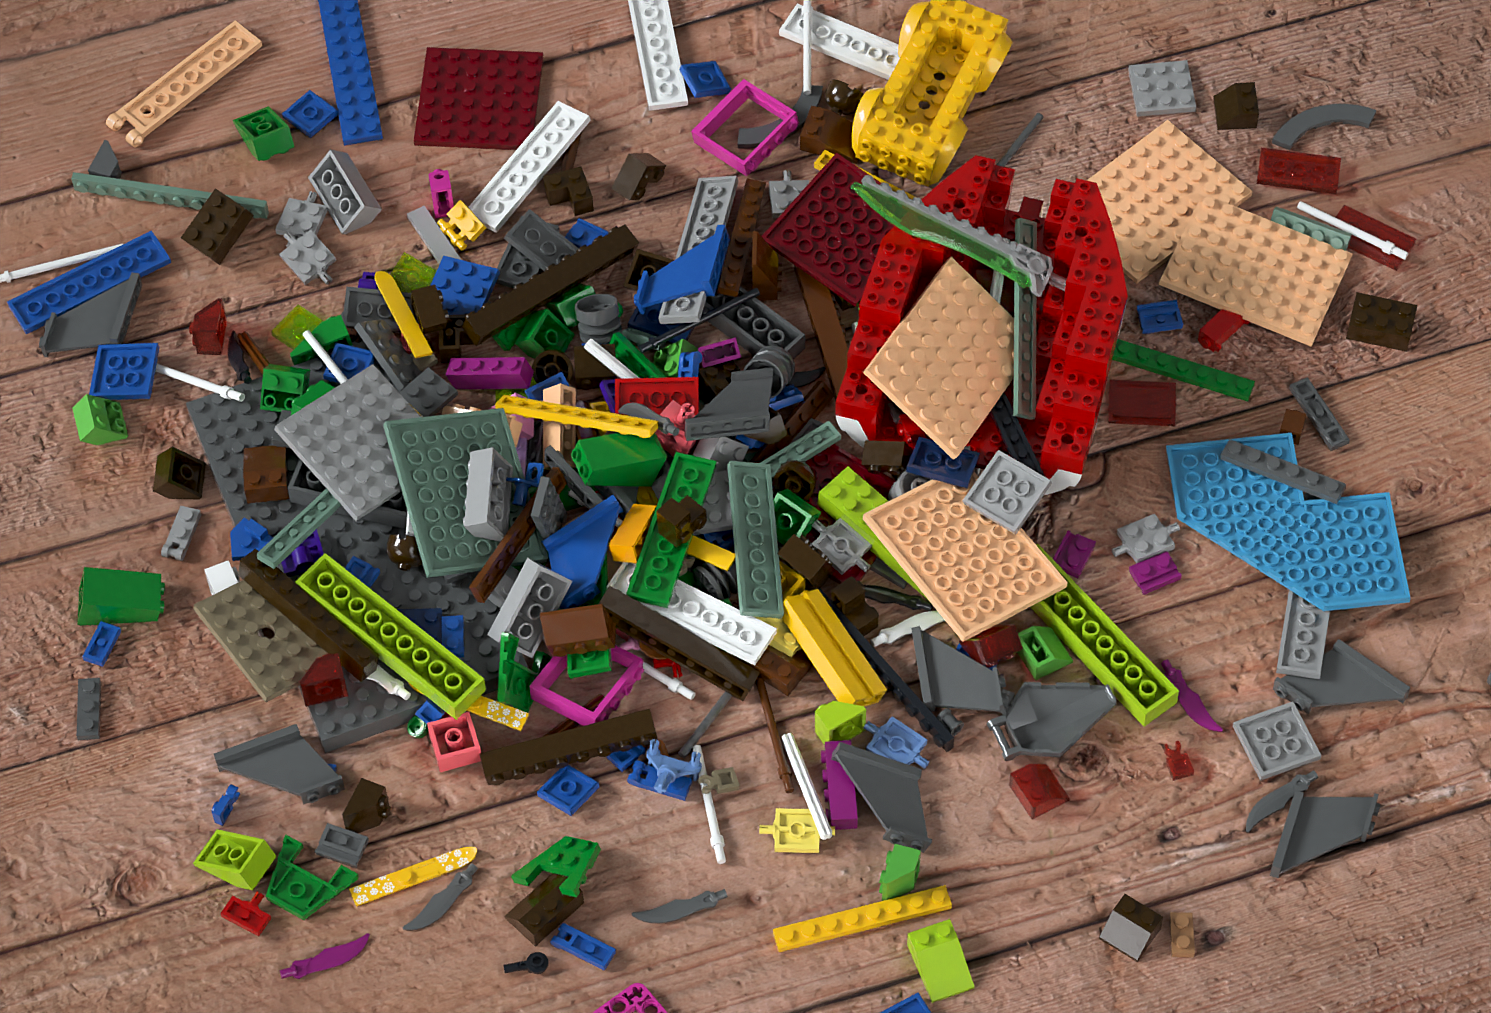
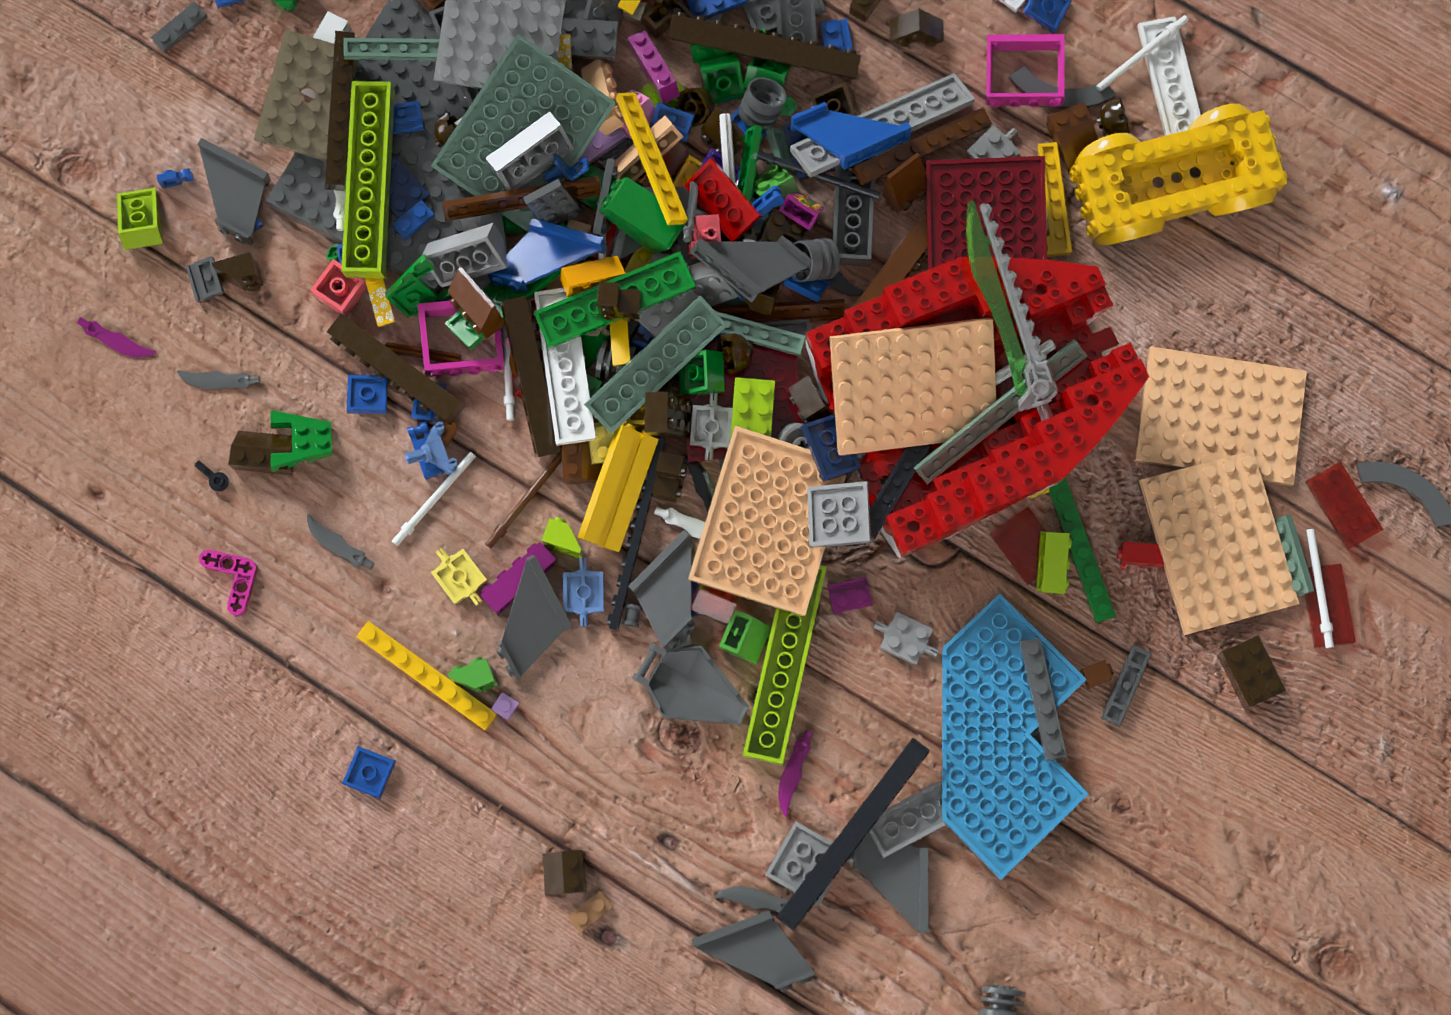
camera: 50 degrees right, 20 degrees up
(246, 537) = (378, 20): blue plate -> none
(247, 914) = (105, 261): red plate -> none
(300, 890) = (149, 277): green wing -> none
(303, 556) = (394, 70): dark purple plate -> none
(324, 680) = (301, 164): clear red slope -> none
(412, 875) = (222, 344): yellow piece -> none
(583, 946) = (254, 503): blue plate -> none
(704, 724) = (494, 445): flat silver bar -> none
(721, 780) = (457, 494): dark tan plate -> none
(807, 786) = (497, 556): white axle -> none
(940, 960) = (432, 757): lime slope -> none
(943, 875) = (505, 706): none -> lavender plate
(1020, 140) = (1115, 283): dark grey bar -> none
(1037, 789) = (628, 721): clear red slope -> none
(1155, 572) = (882, 667): magenta plate -> none
(1159, 316) = (1115, 501): blue plate -> none
(1162, 88) = (1335, 344): light grey plate -> none
(1173, 389) = (1053, 562): none -> lime brick
(1177, 763) = (728, 805): clear red plate -> none
(1236, 107) = (1364, 414): dark brown slope -> none
(1283, 681) = (853, 834): none -> black beam

